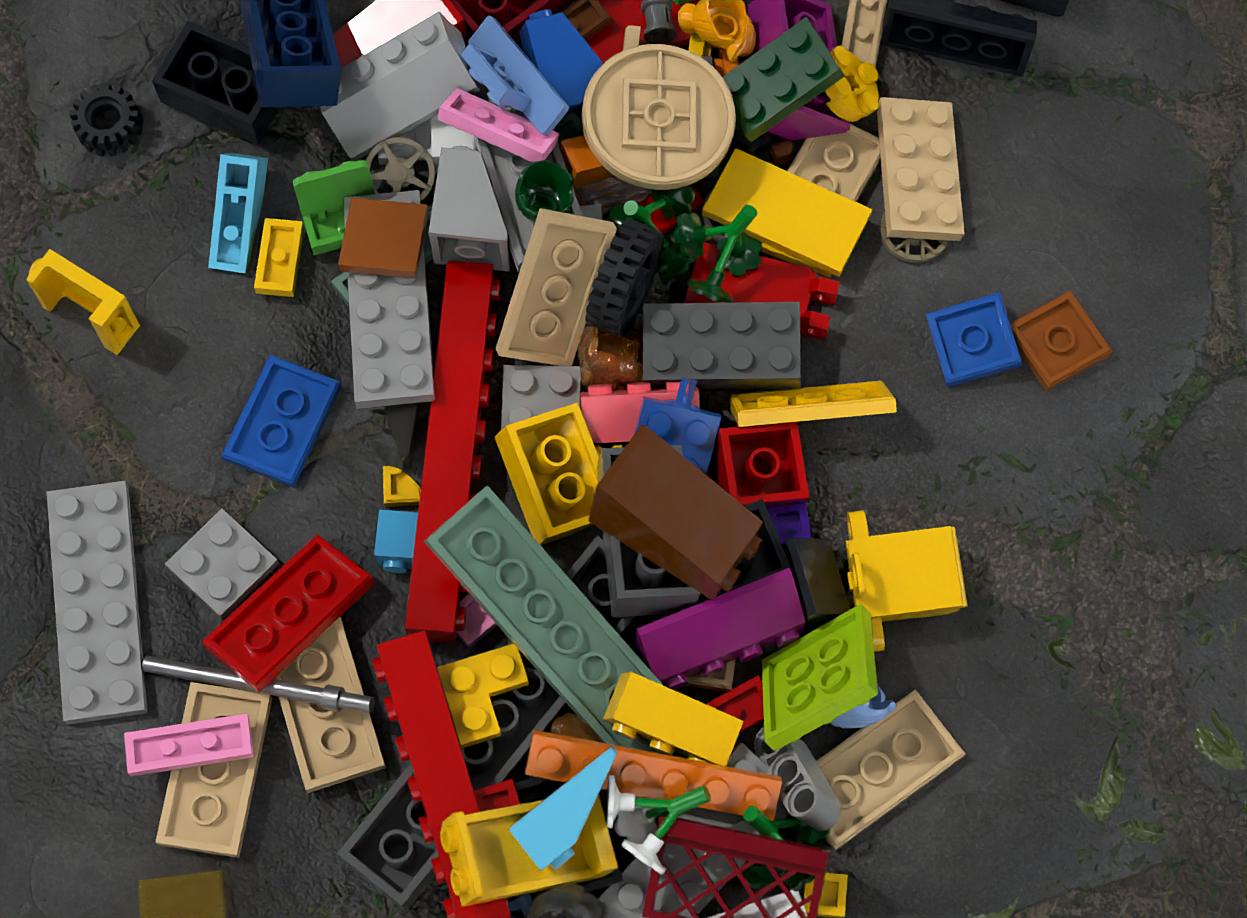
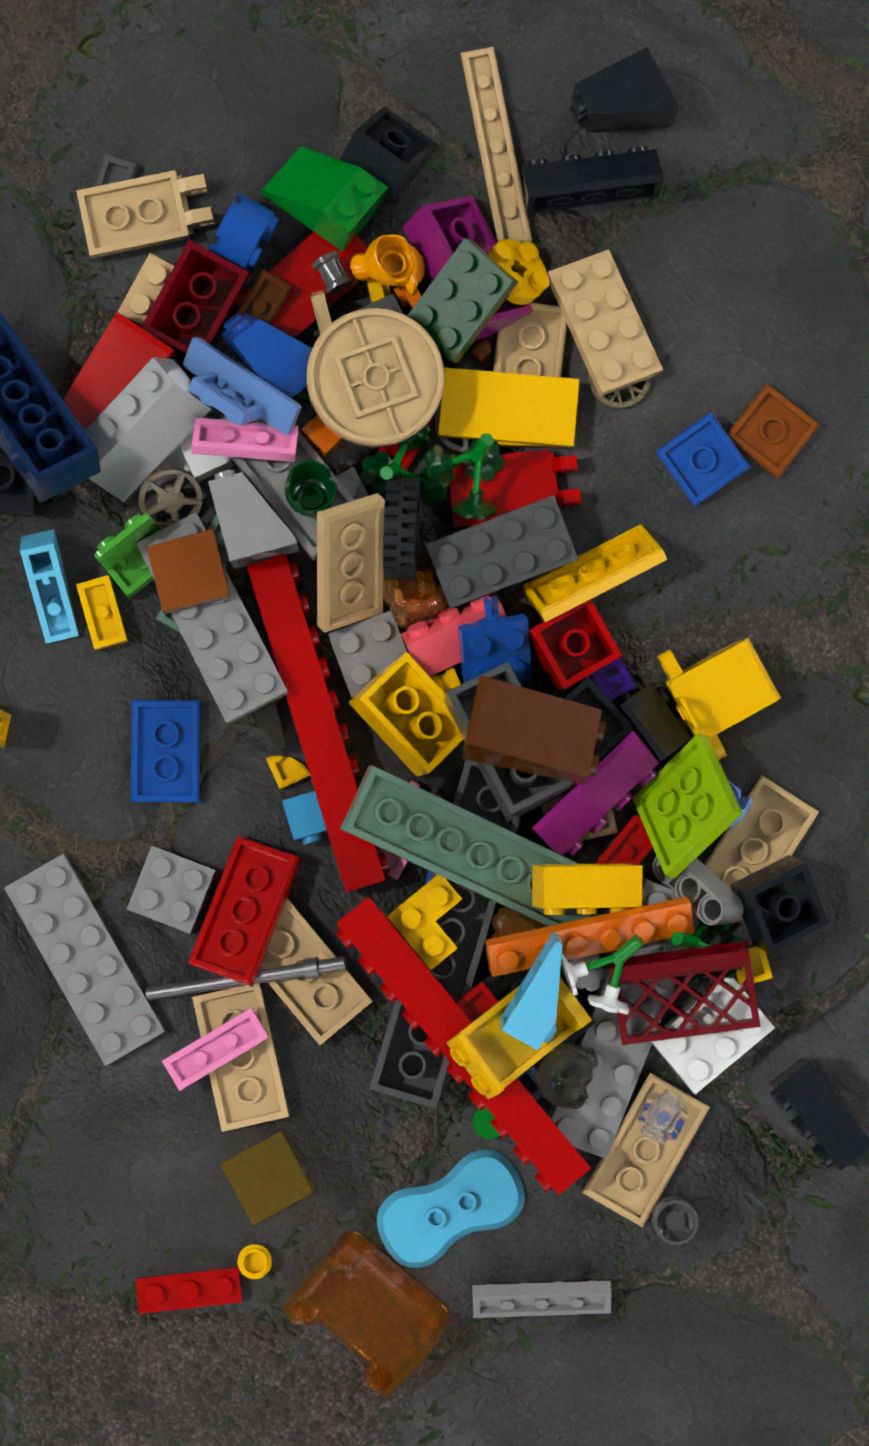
camera: 20 degrees left, 15 degrees up
(883, 832) = (780, 904): none -> black brick

